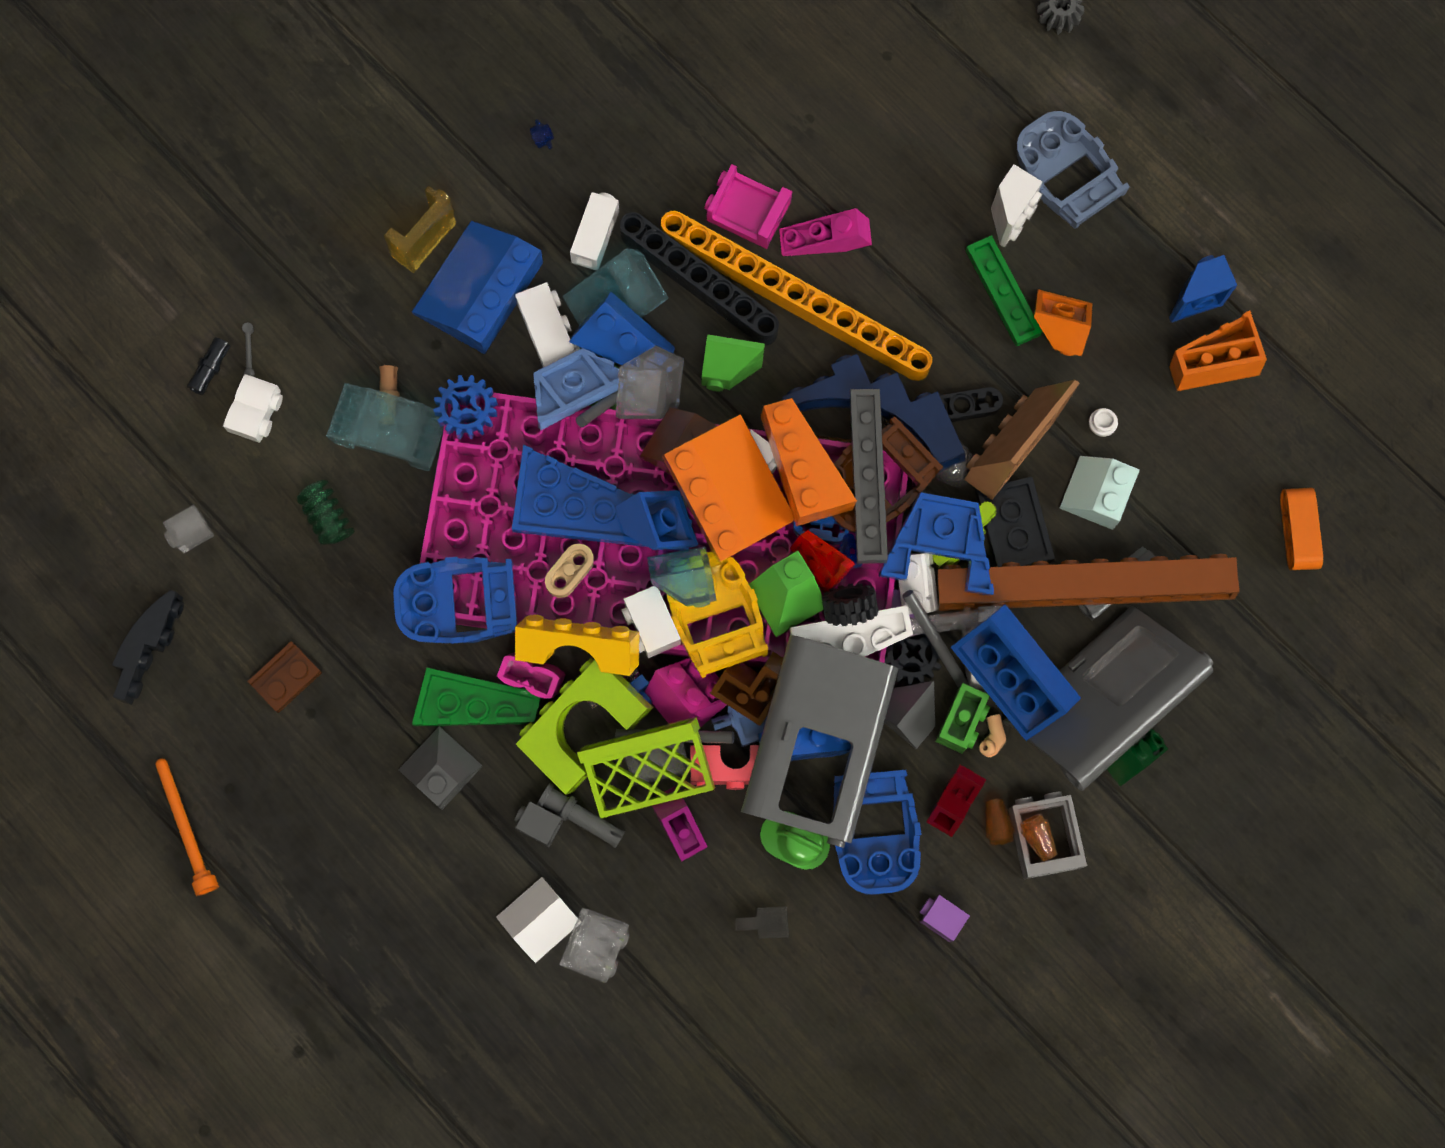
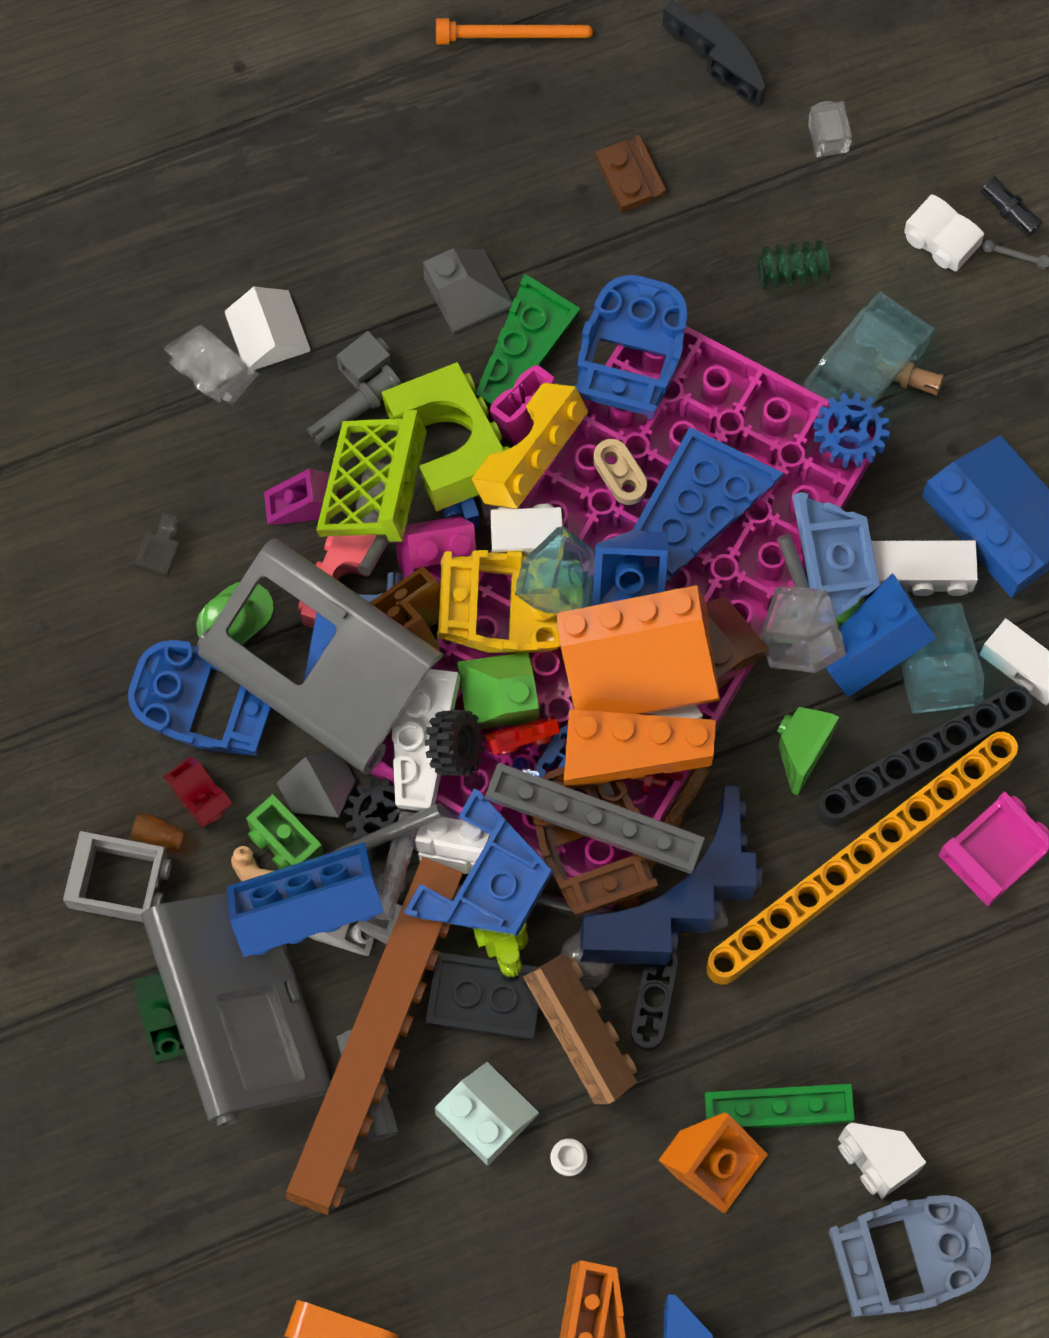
camera: 115 degrees right, 5 degrees down
(827, 234) = (927, 926): dark pink slope -> none
(943, 917) = (80, 730): medium lavender brick -> none
(1039, 836) = (117, 856): clear orange cone -> none

